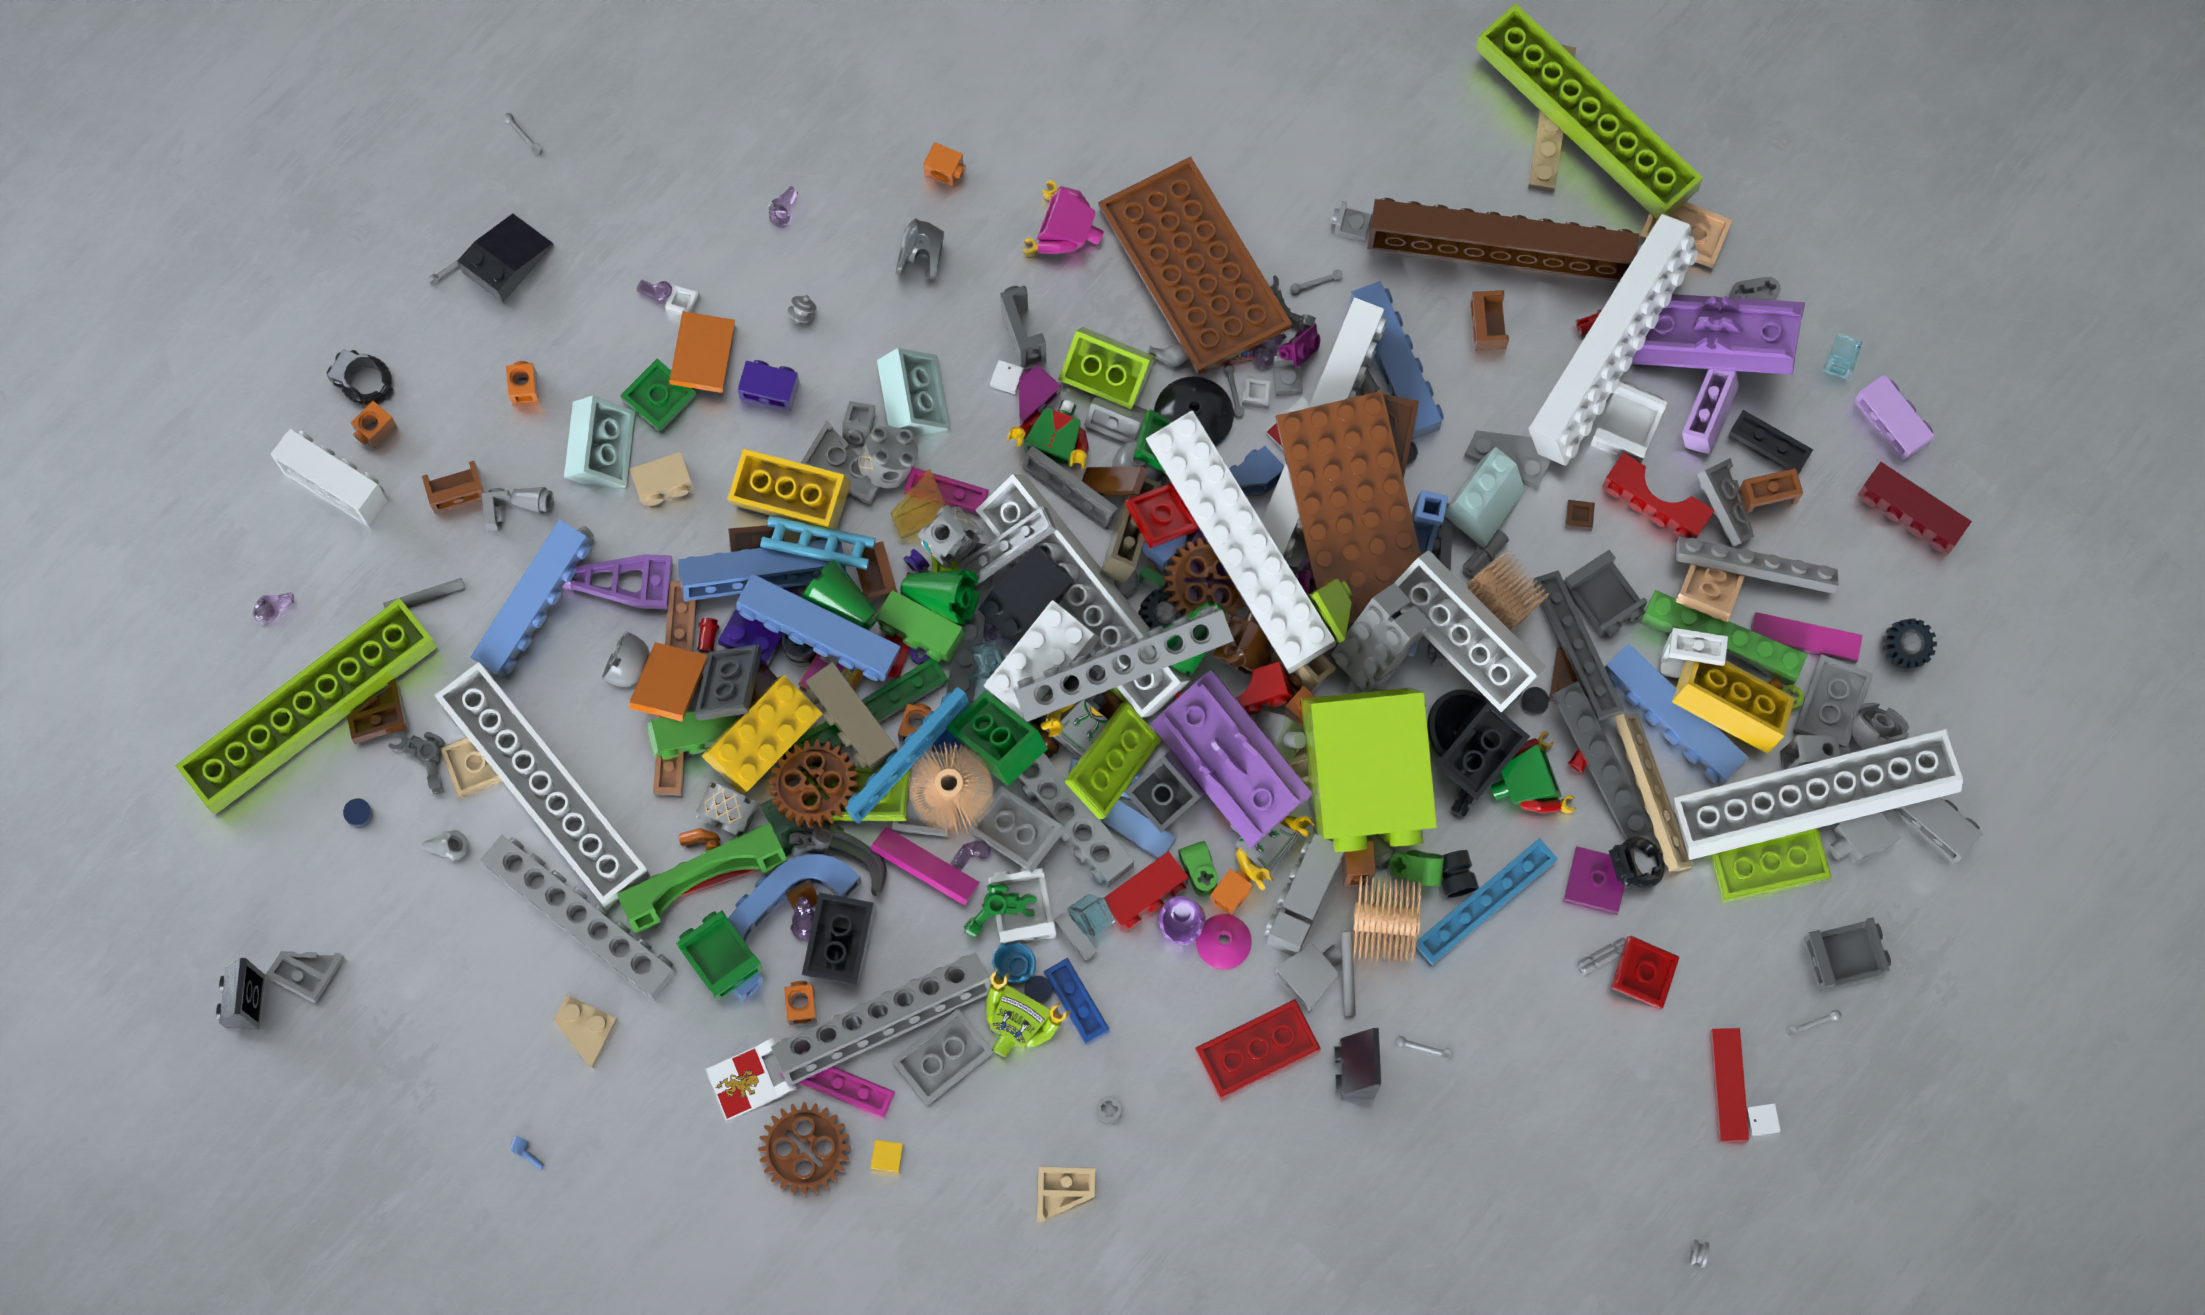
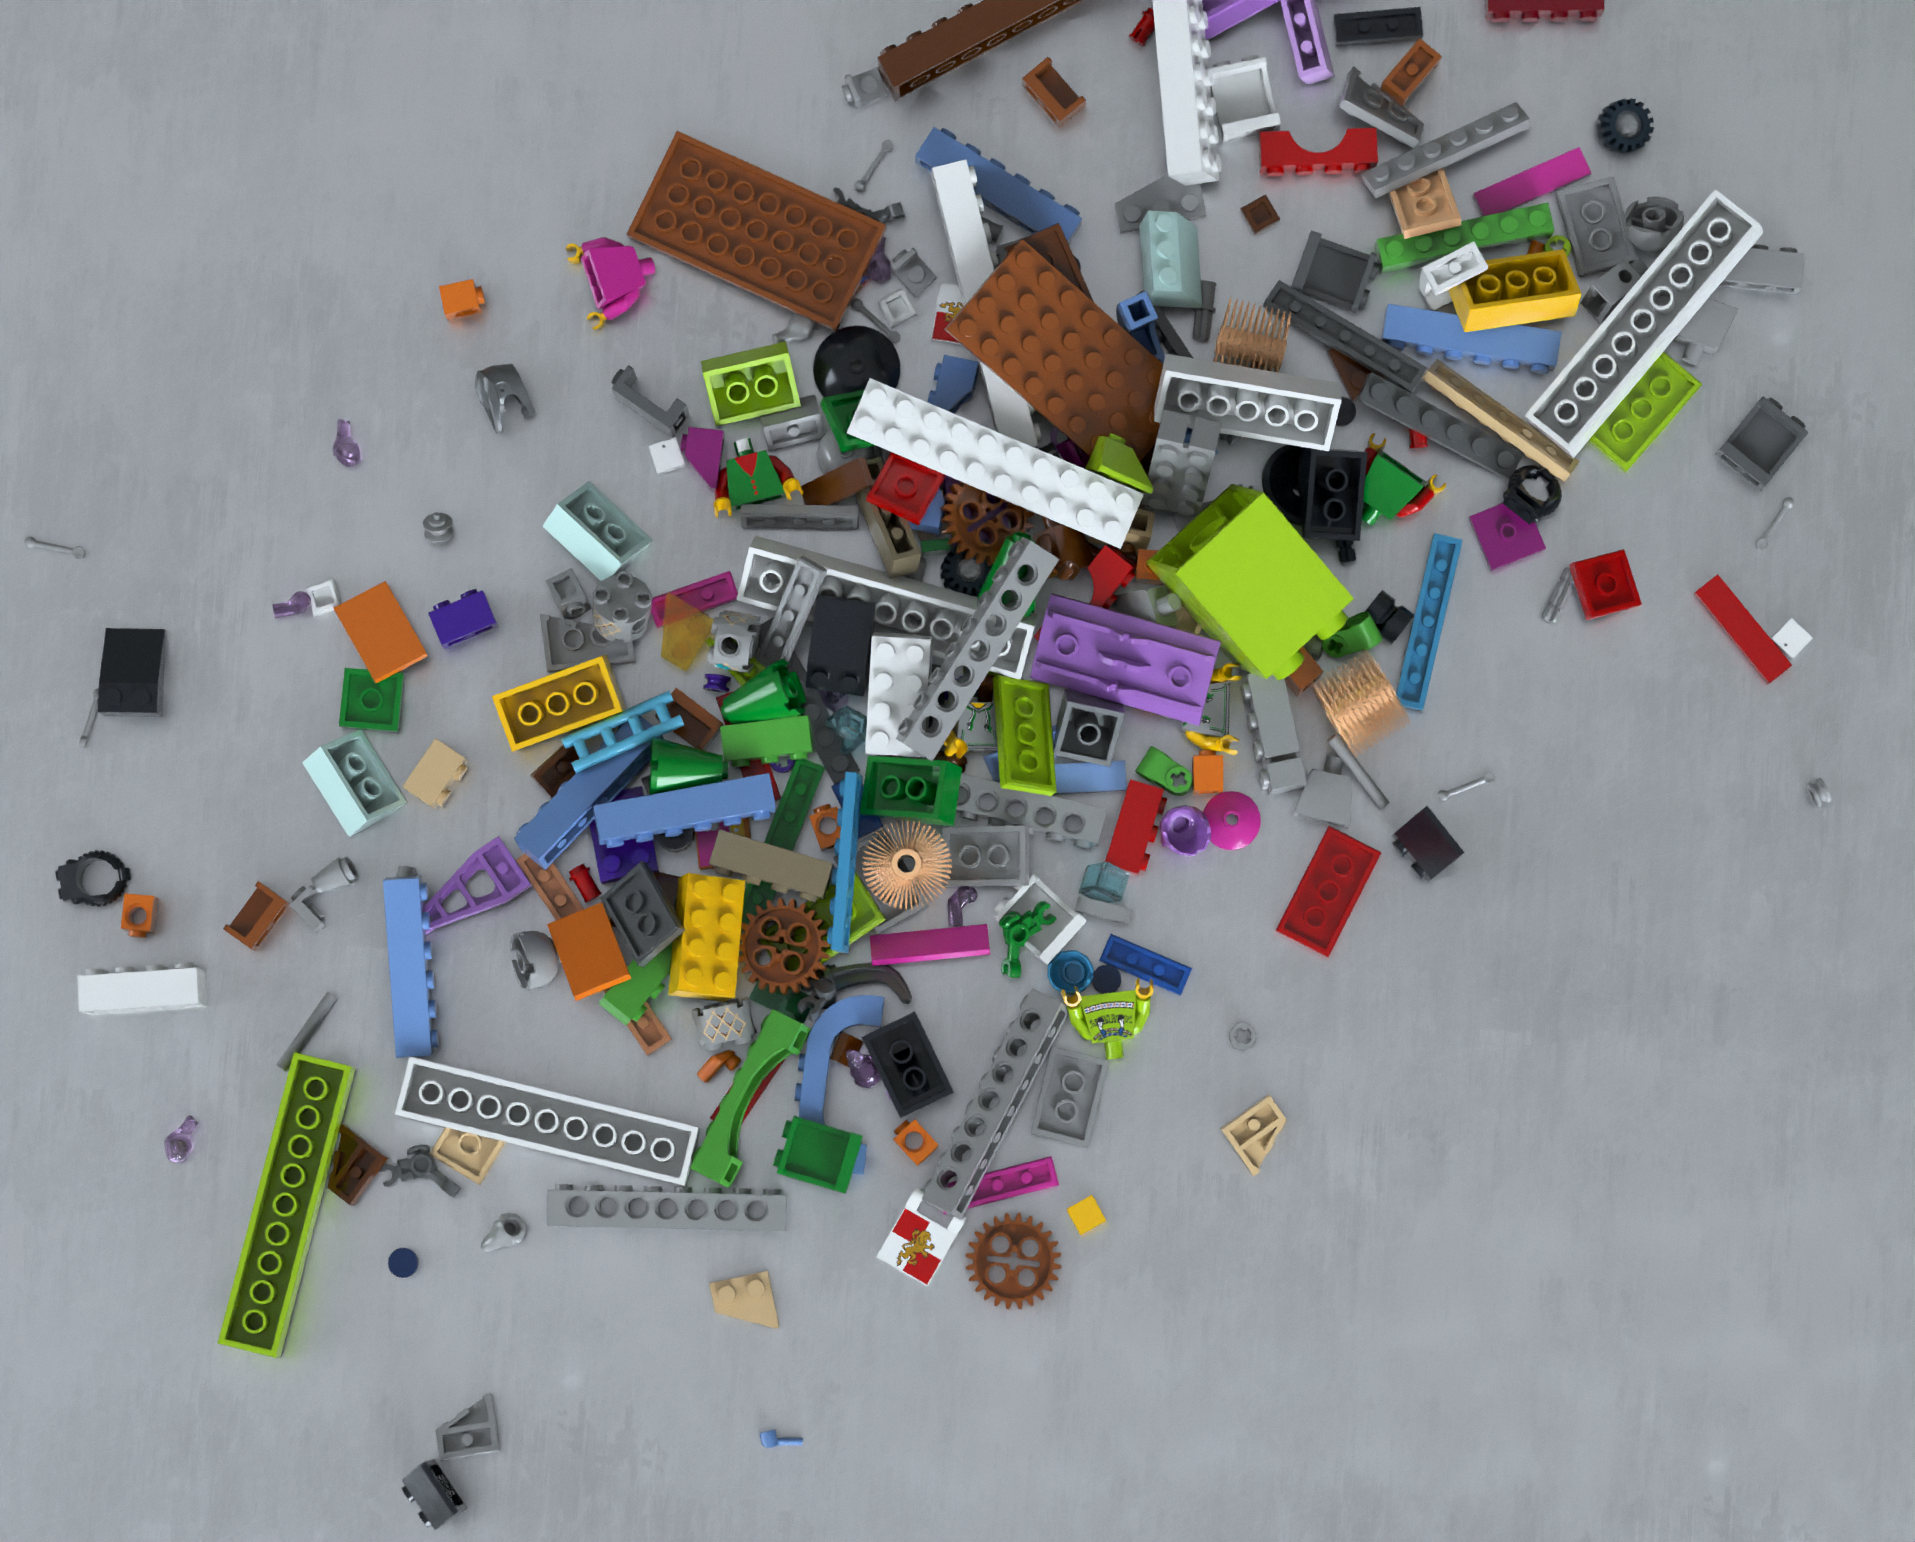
camera: 35 degrees left, 10 degrees up
(522, 393) = (253, 783): orange brick -> none
(1301, 346) = (907, 239): magenta hinge -> none

